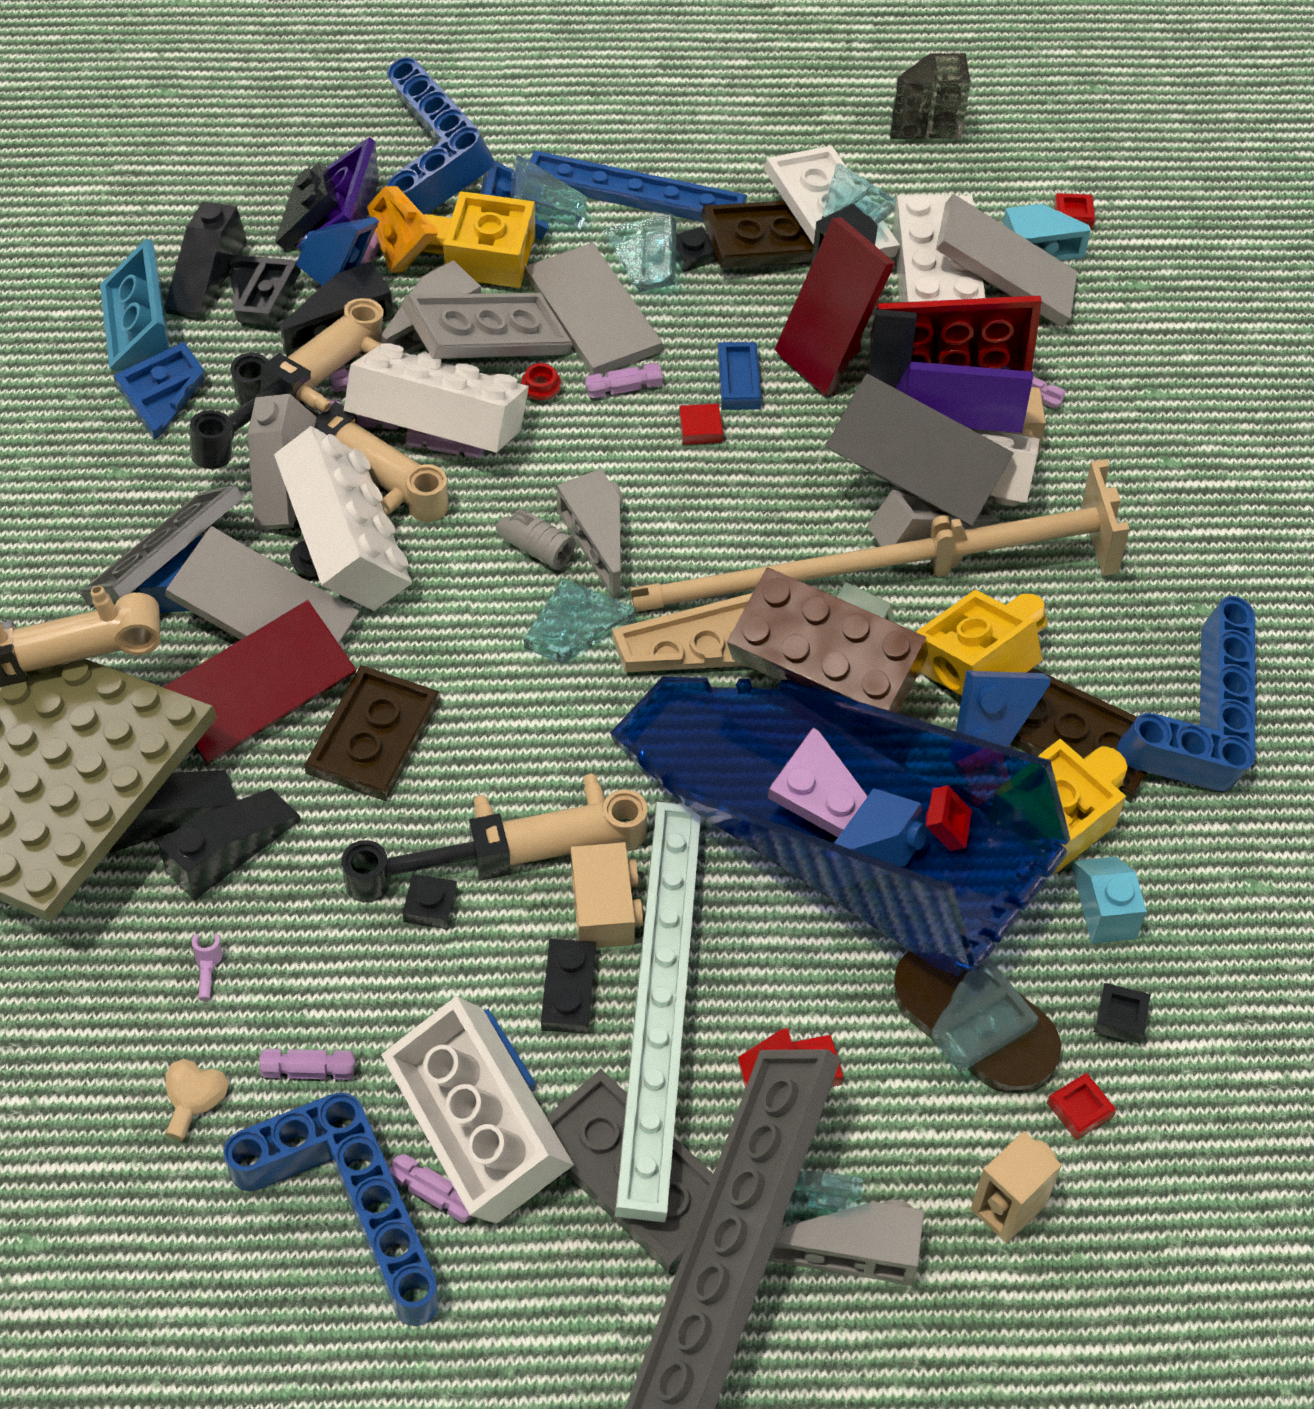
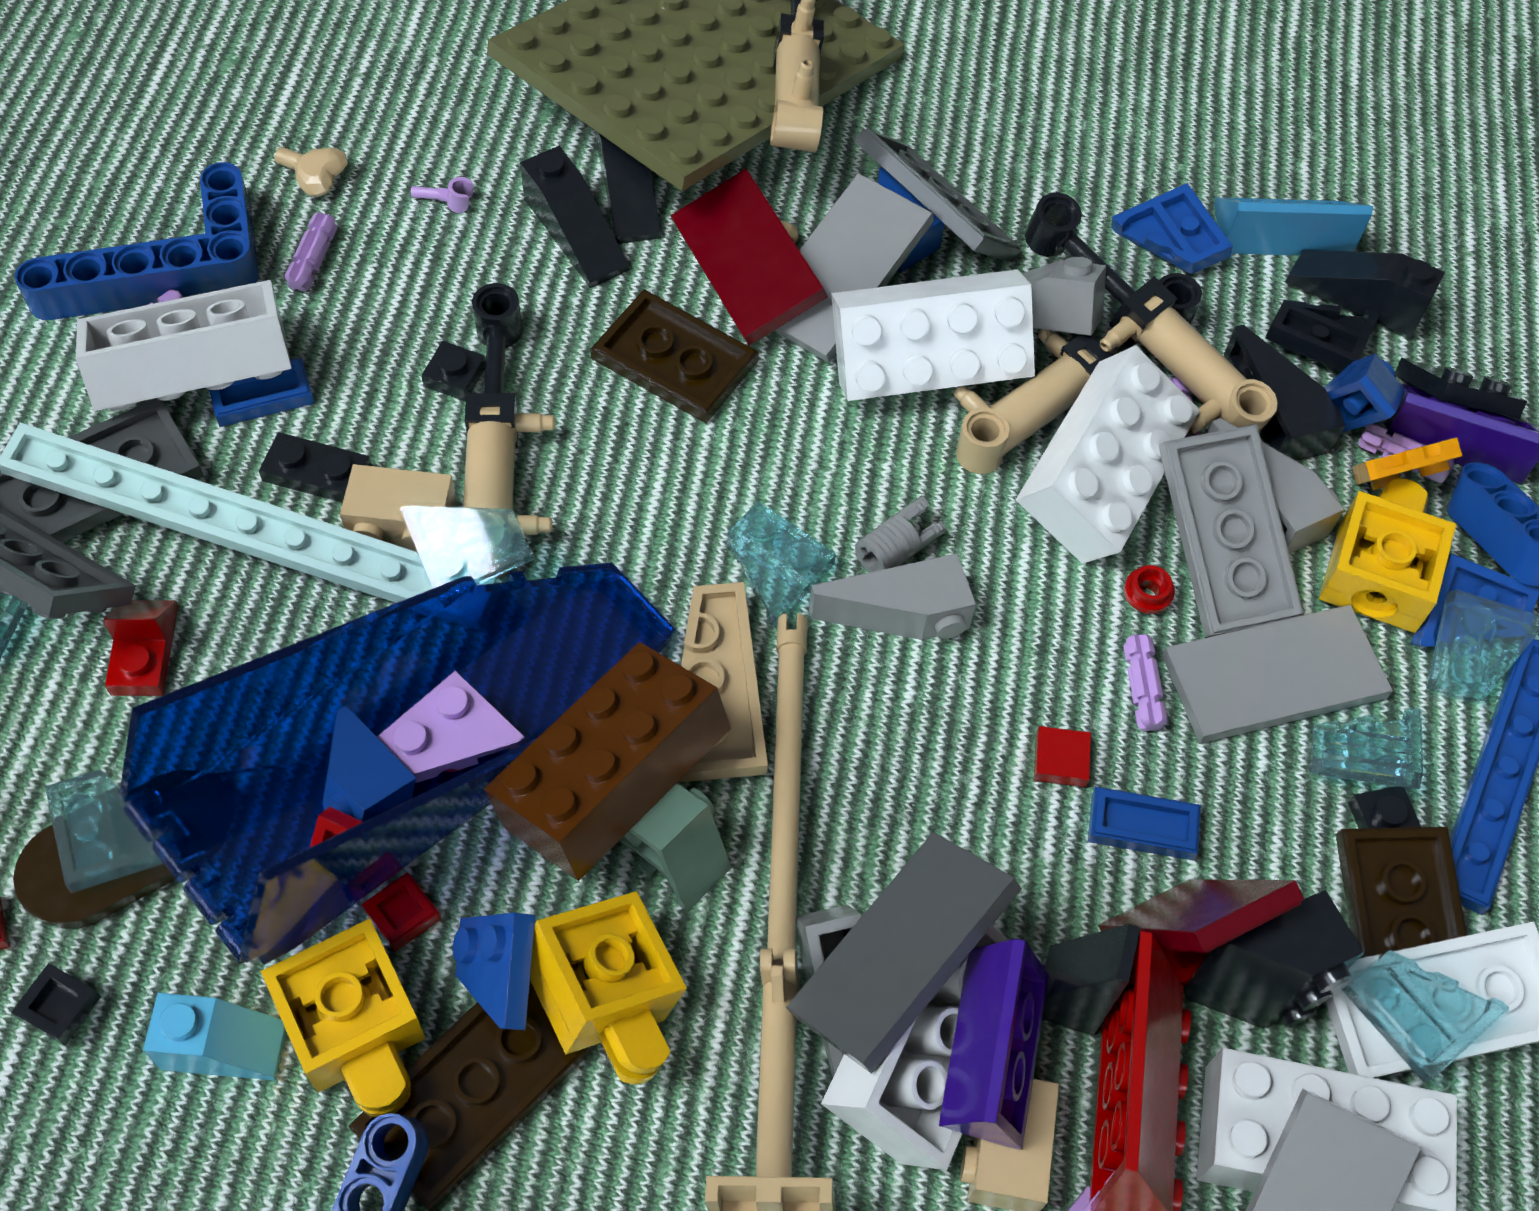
camera: 100 degrees right, 5 degrees up
(646, 810) = (467, 542): none -> clear light blue wing

